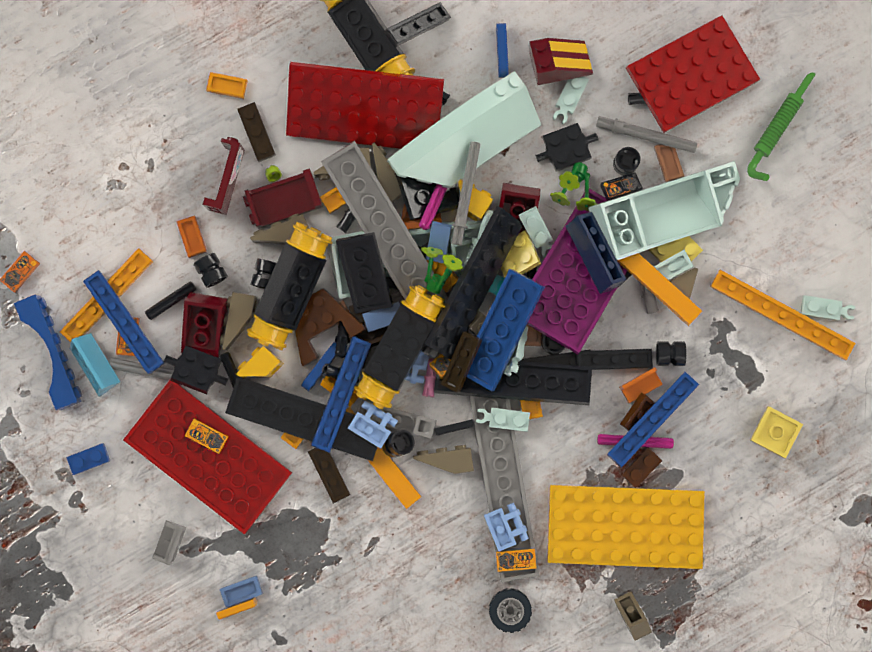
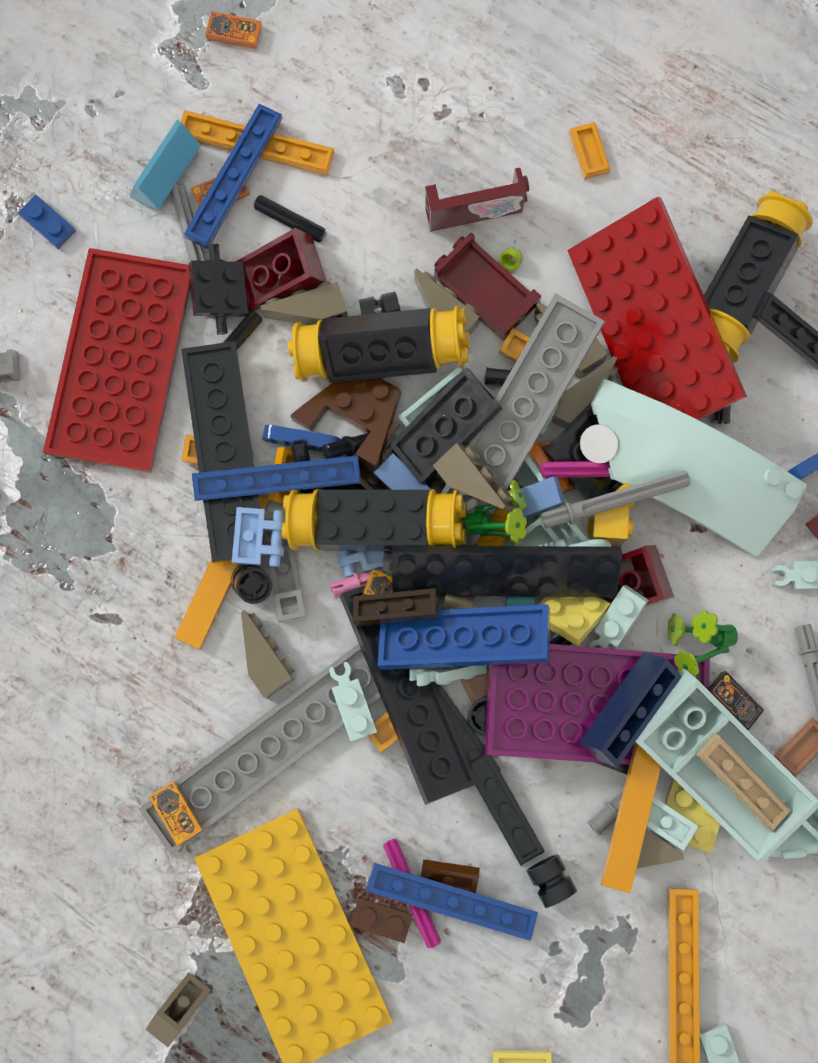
camera: 65 degrees right, 5 degrees down
(62, 389) = (118, 147): blue arch -> none
(191, 236) = (381, 204): orange tile -> none
(206, 436) = (142, 343): tile -> none
(210, 269) = (353, 241): black wheel -> none
(256, 132) = (551, 213): dark brown plate -> none
(261, 365) = (266, 362): yellow slope -> none
(329, 474) = (169, 519): dark brown plate -> none
(401, 276) = (465, 473): none -> dark tan slope
(425, 184) = (599, 443): none -> white sticker
(454, 427) = (308, 644): black tile -> none
(500, 528) = (205, 771): light blue plate -> none
(506, 621) = (91, 844): black wheel -> none
(566, 147) = (746, 604): black plate -> none
(626, 161) = (772, 689): black wheel -> none
(641, 384) = (492, 863): orange panel -> none
(672, 209) = (743, 782): none -> tan tile

